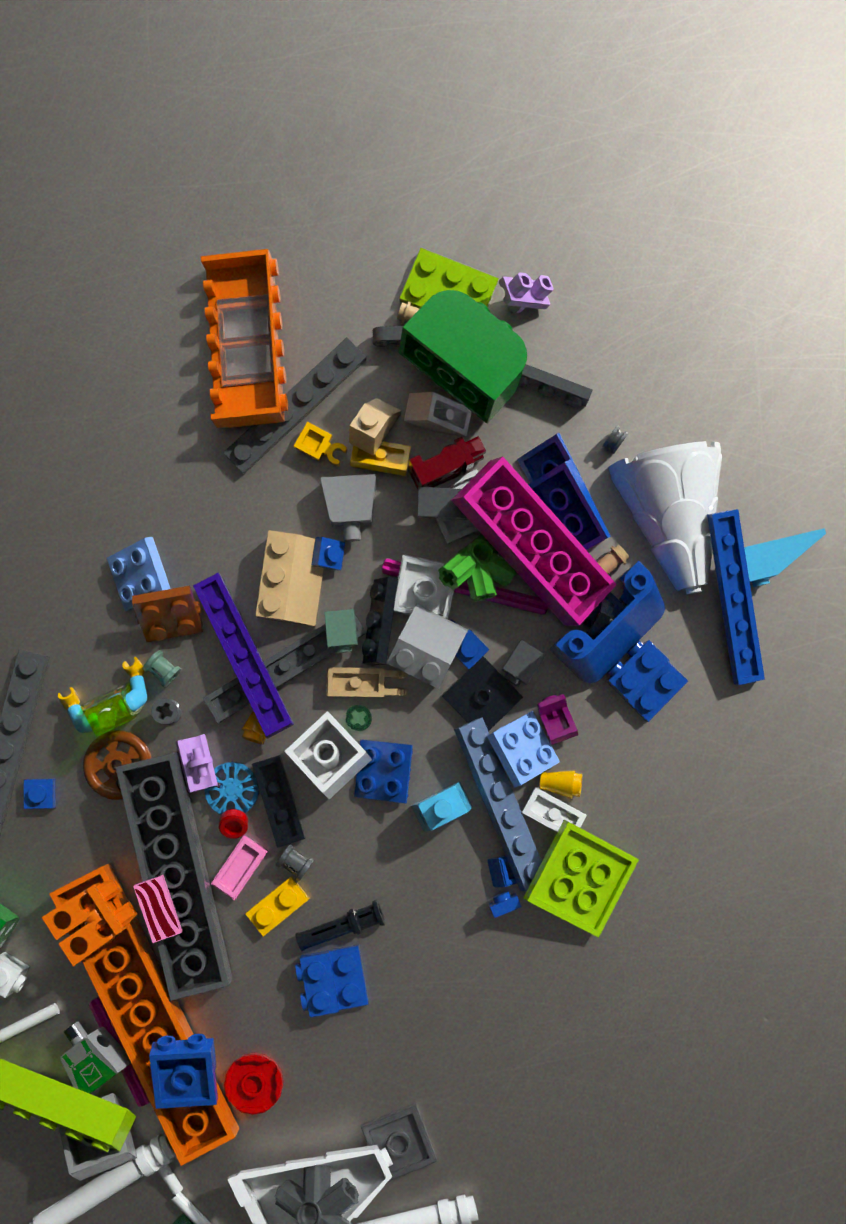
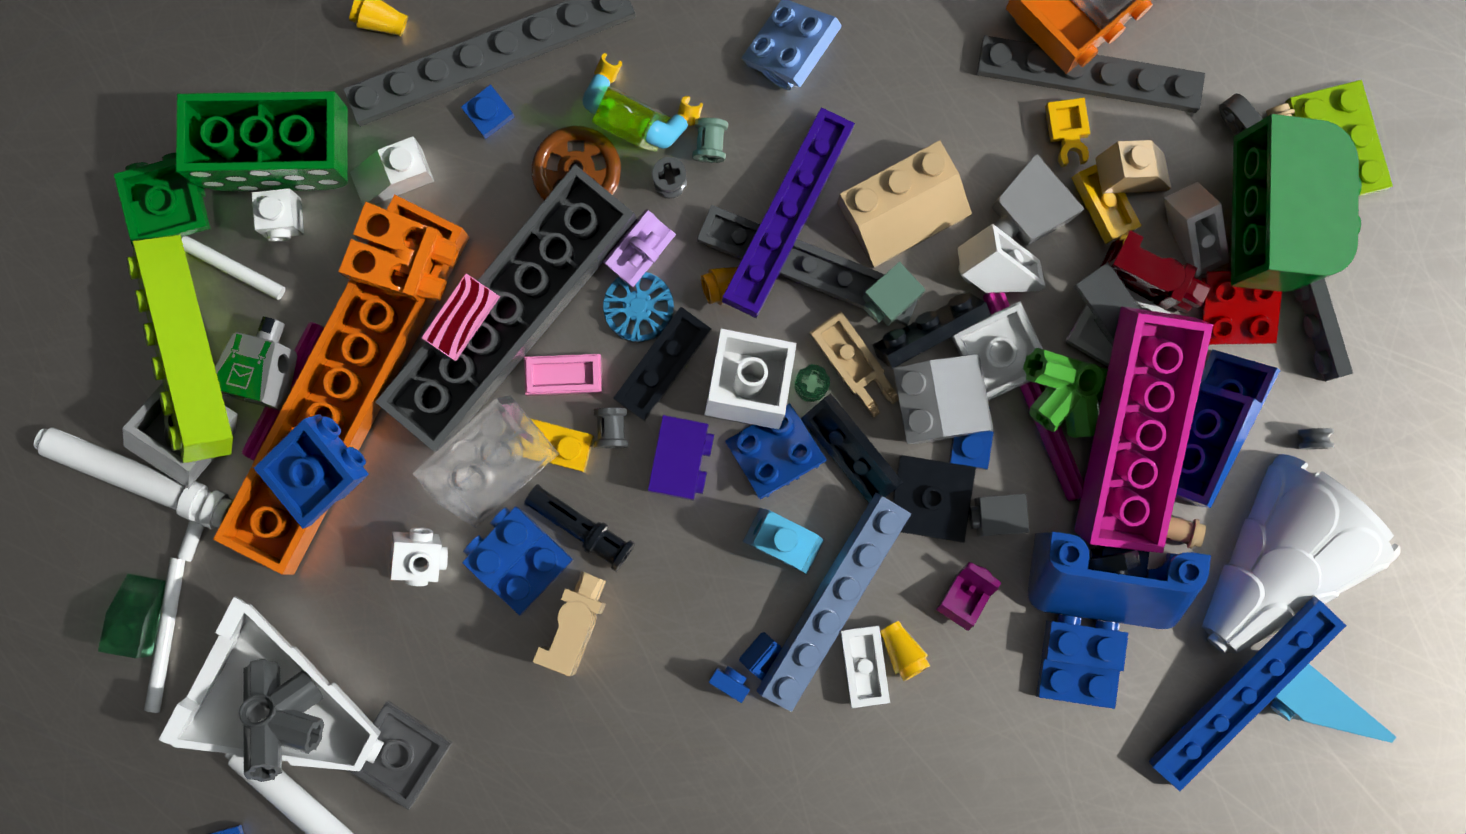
camera: 55 degrees right, 0 degrees up
(32, 882) = (391, 172): none -> white slope
(168, 613) = (773, 102): dark orange plate -> none
(233, 823) = (604, 334): red tile -> none
(253, 1083) = (350, 555): red tile -> none
(258, 956) = (486, 462): none -> clear slope
(285, 1043) = (417, 556): none -> white brick
(328, 553) = (960, 222): blue plate -> none
(345, 834) = (680, 458): none -> dark purple brick
(370, 549) = (999, 263): none -> white slope
(400, 975) = (576, 625): none -> tan hips
(416, 724) = (851, 449): none -> black plate
(507, 429) = (1239, 312): none -> red hinge
(523, 749) = (910, 582): light blue plate -> none
(524, 292) = (1400, 225): lavender hips -> none
(581, 878) = (818, 745): lime plate -> none

